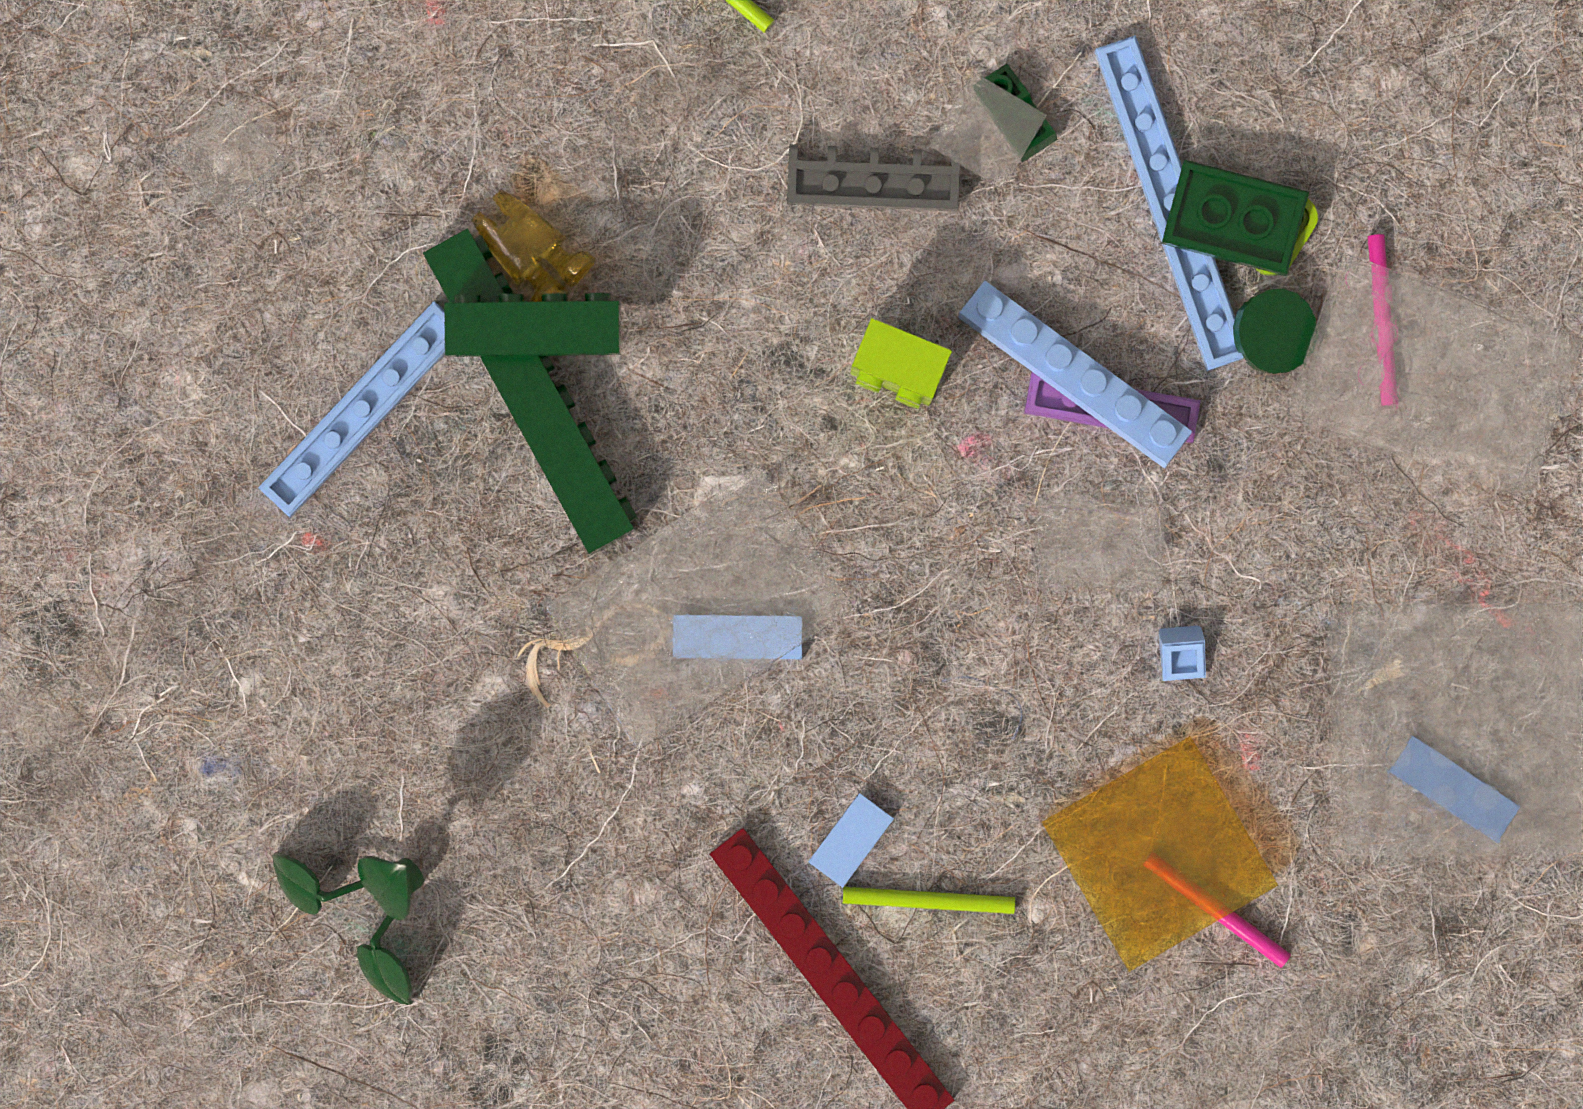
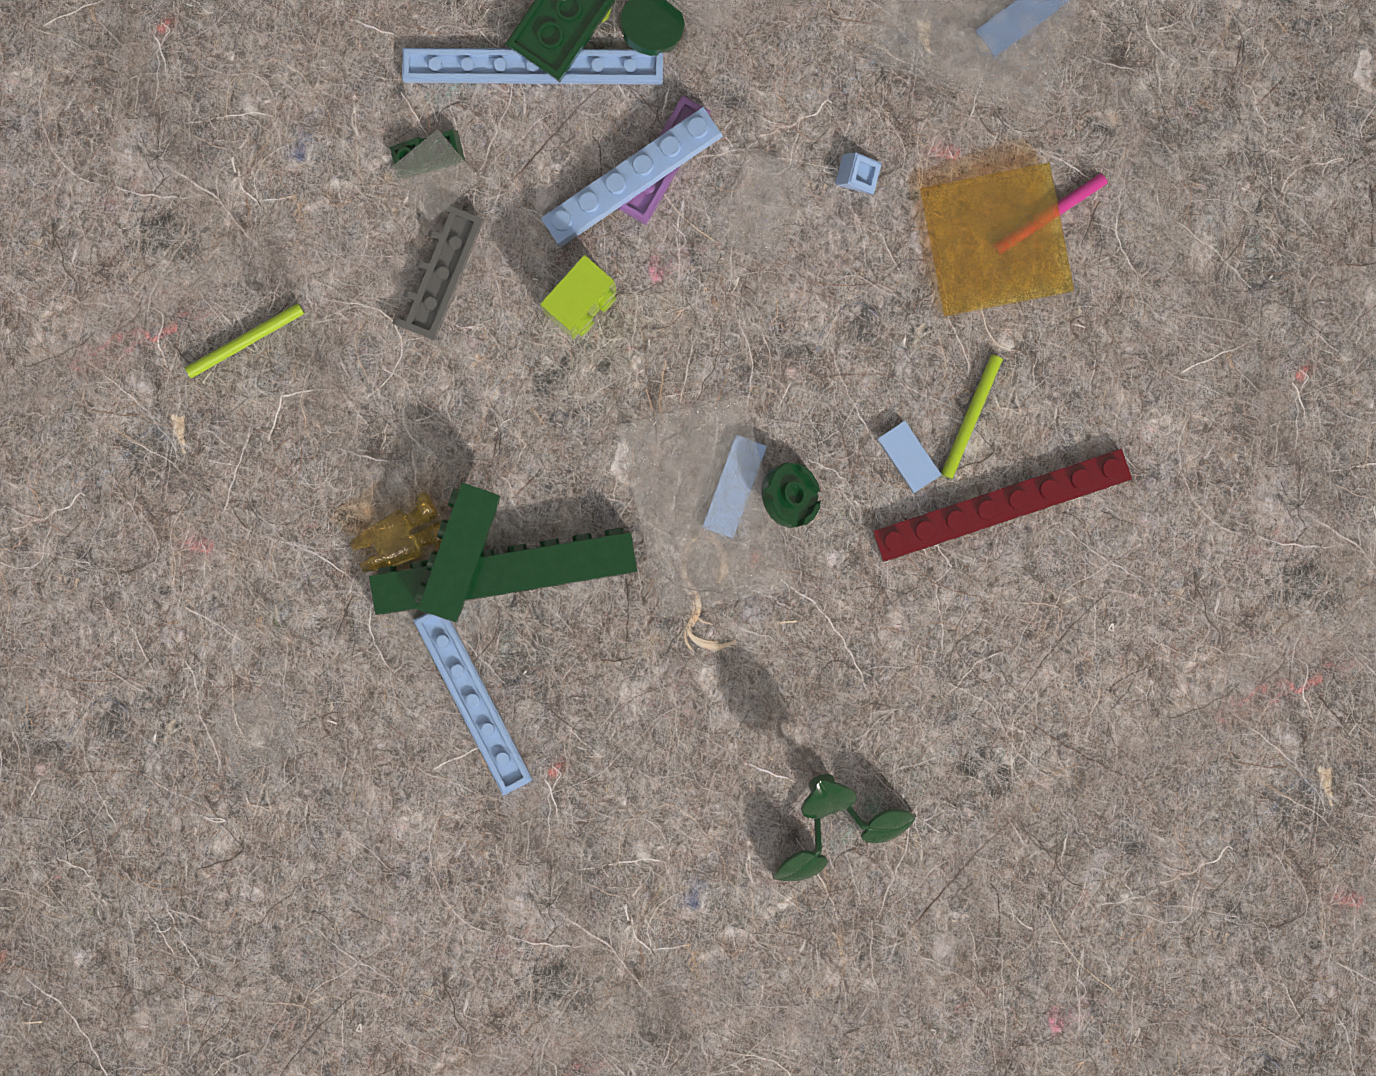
camera: 70 degrees left, 0 degrees up
(750, 710) = (791, 495): none -> dark green tile

